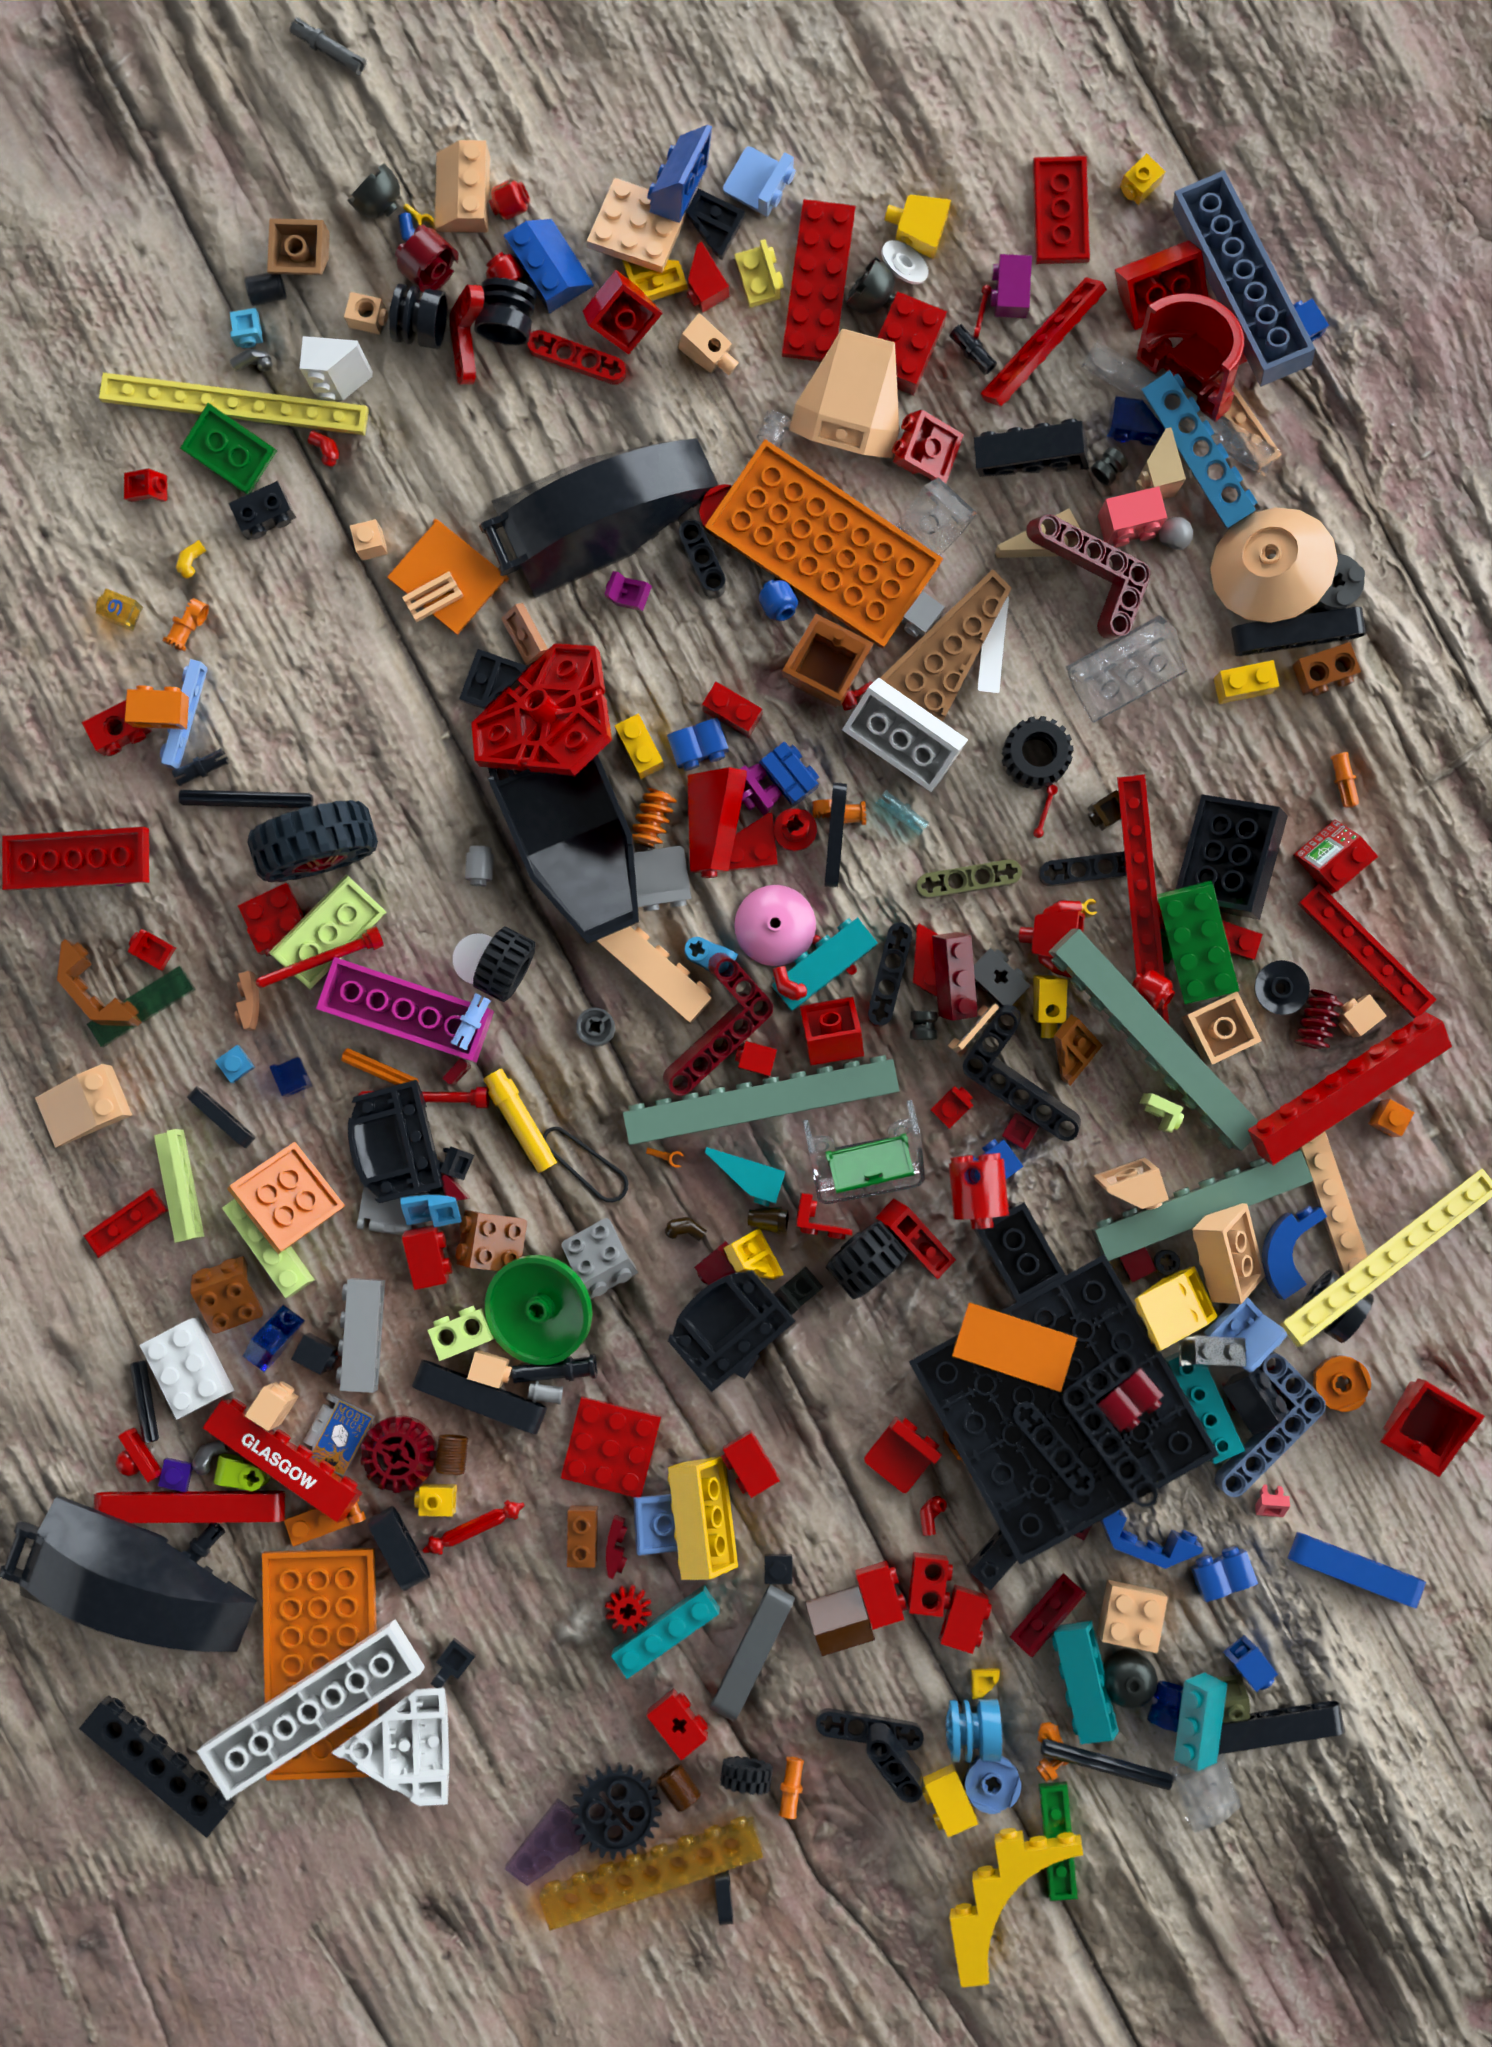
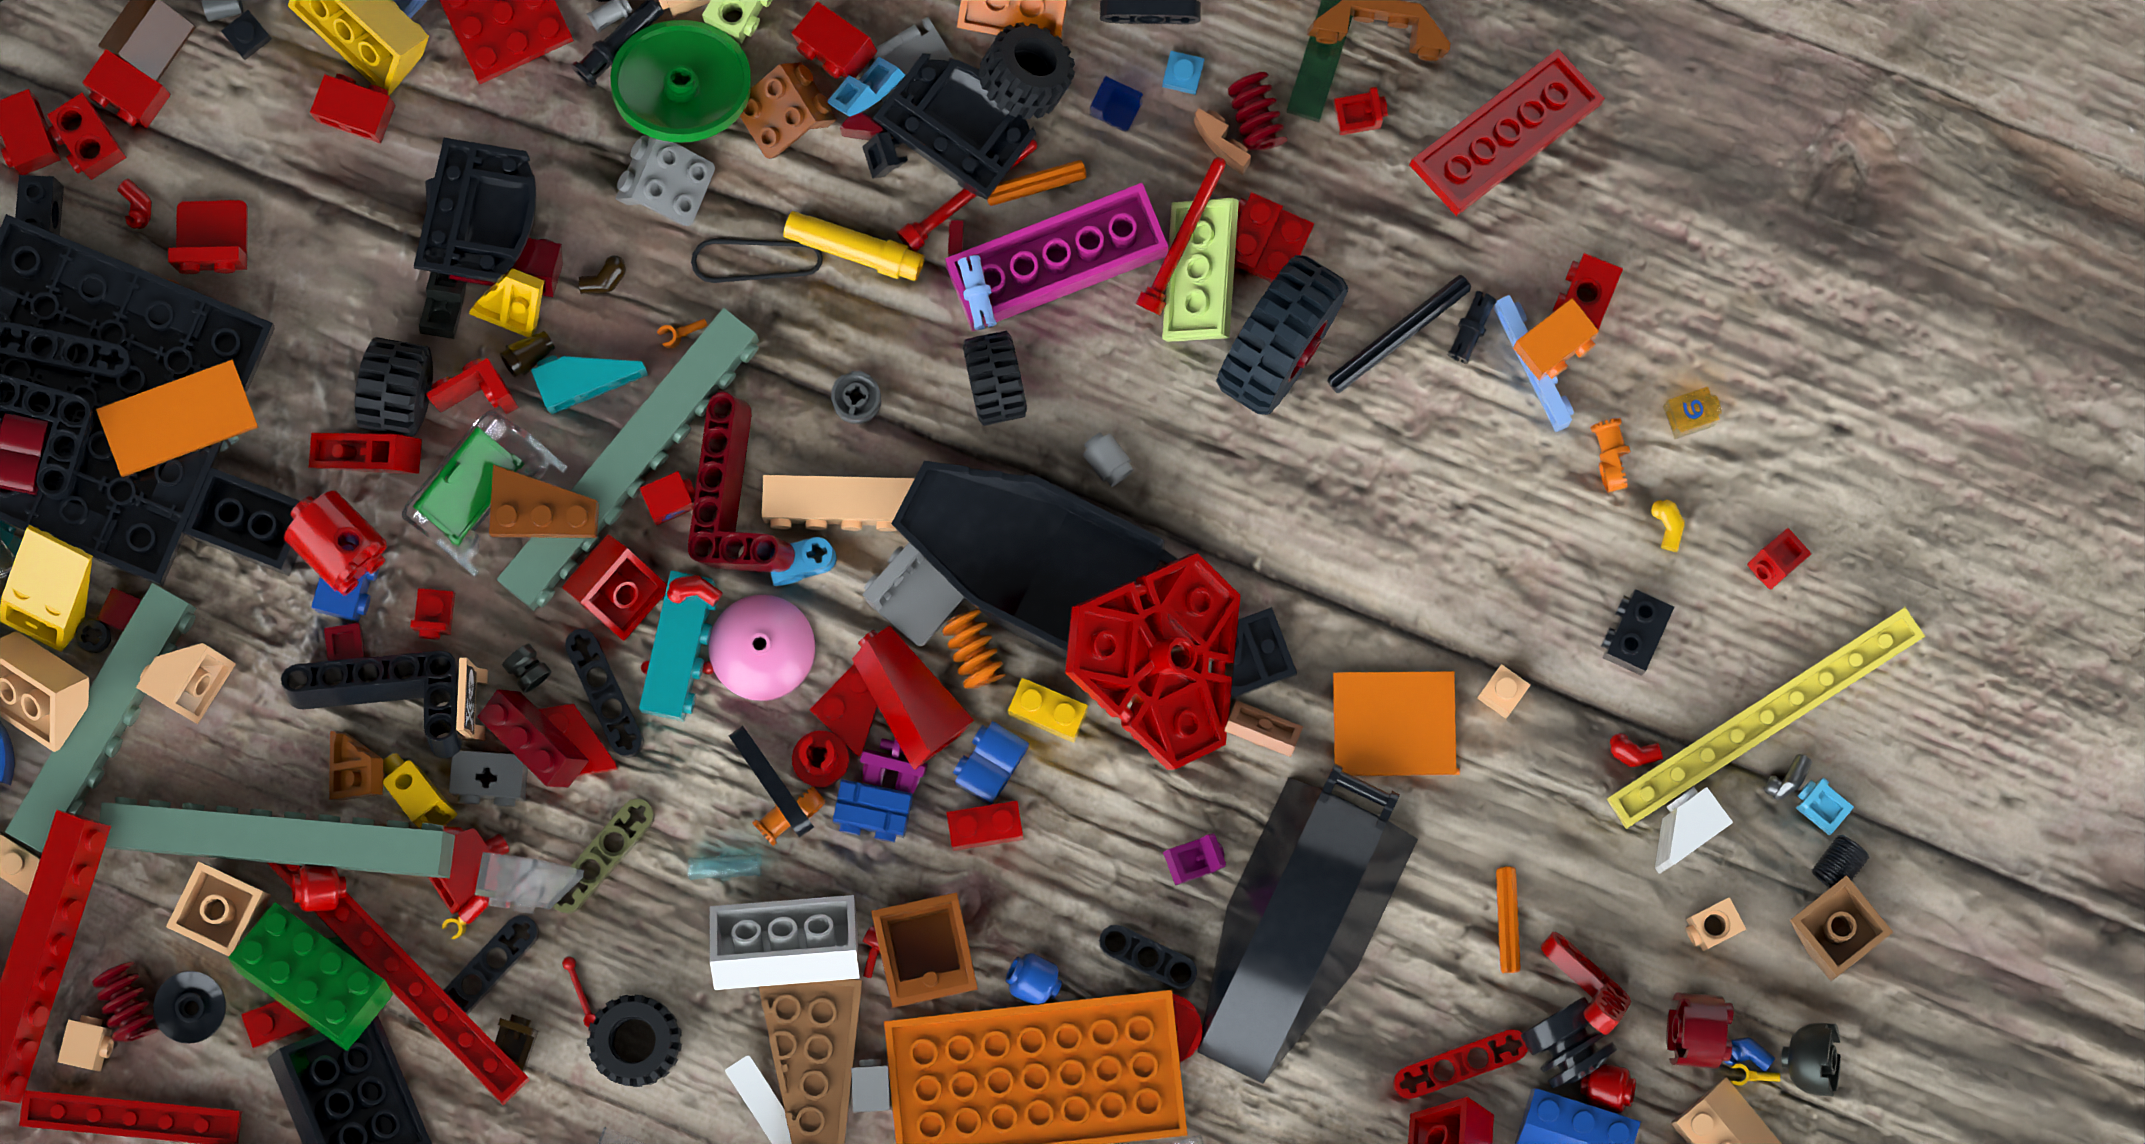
camera: 135 degrees right, 5 degrees down
(212, 999) = (1254, 112): none -> dark red piece
(228, 449) = (1728, 665): green tile -> none
(341, 1132) = (1040, 55): none -> black tyre
(418, 316) = (1658, 959): black wheel -> none
(447, 577) = (1398, 660): light nougat tile -> none
(468, 954) = (1040, 368): white sticker -> none
(479, 414) = (1508, 919): none -> orange axle
(840, 1111) = (538, 509): none -> dark orange wing
(1028, 895) = (524, 882): none -> clear slope
(1163, 1108) = (214, 778): yellowish green bracket -> none

